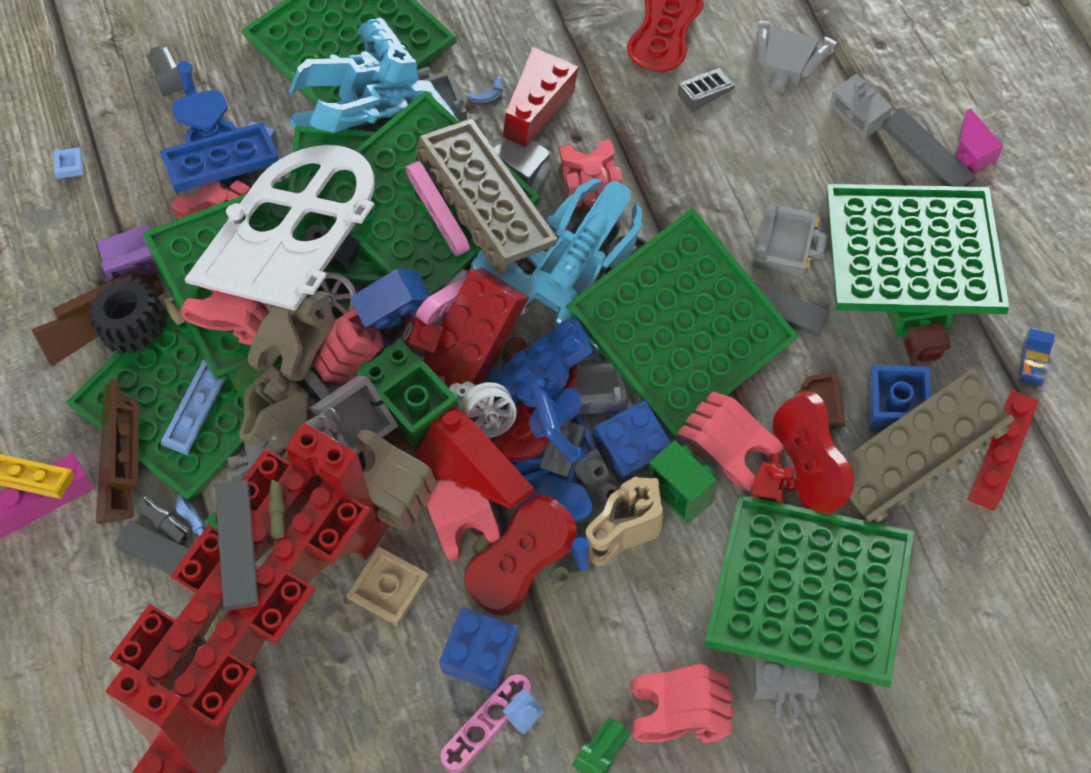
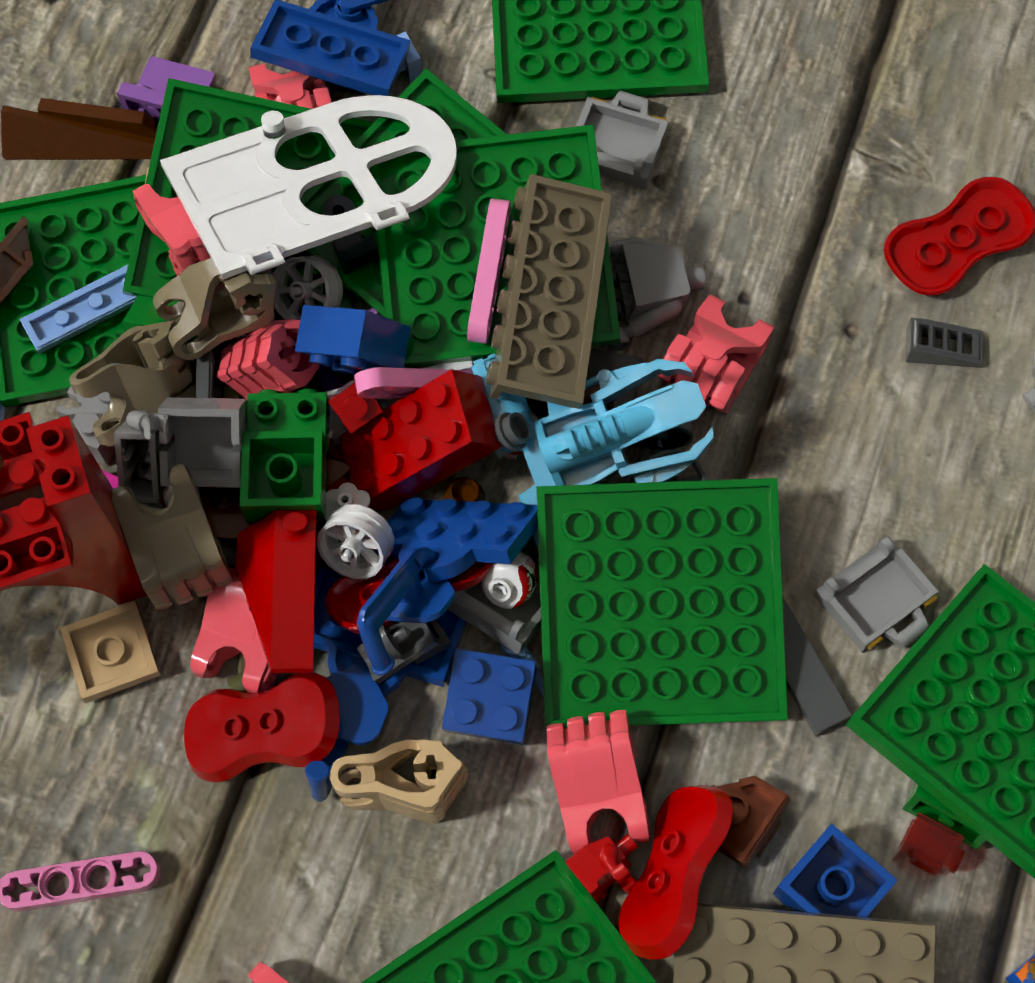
camera: 40 degrees right, 5 degrees up
(127, 316) = (99, 159): black tyre -> none
(369, 91) = (550, 82): medium azure piece -> none
(479, 649) = (135, 797): blue brick -> none
(488, 96) = (690, 179): light blue piece -> none
(523, 711) = (121, 901): light blue plate -> none
(528, 283) = (512, 431): none -> dark grey plate
(538, 95) = (733, 218): wedge -> none
(565, 576) = (297, 789): olive hand -> none
(592, 372) = (512, 583): none -> white head
(595, 478) = (414, 706): dark grey hips -> none
(683, 481) = (499, 775): green brick -> none

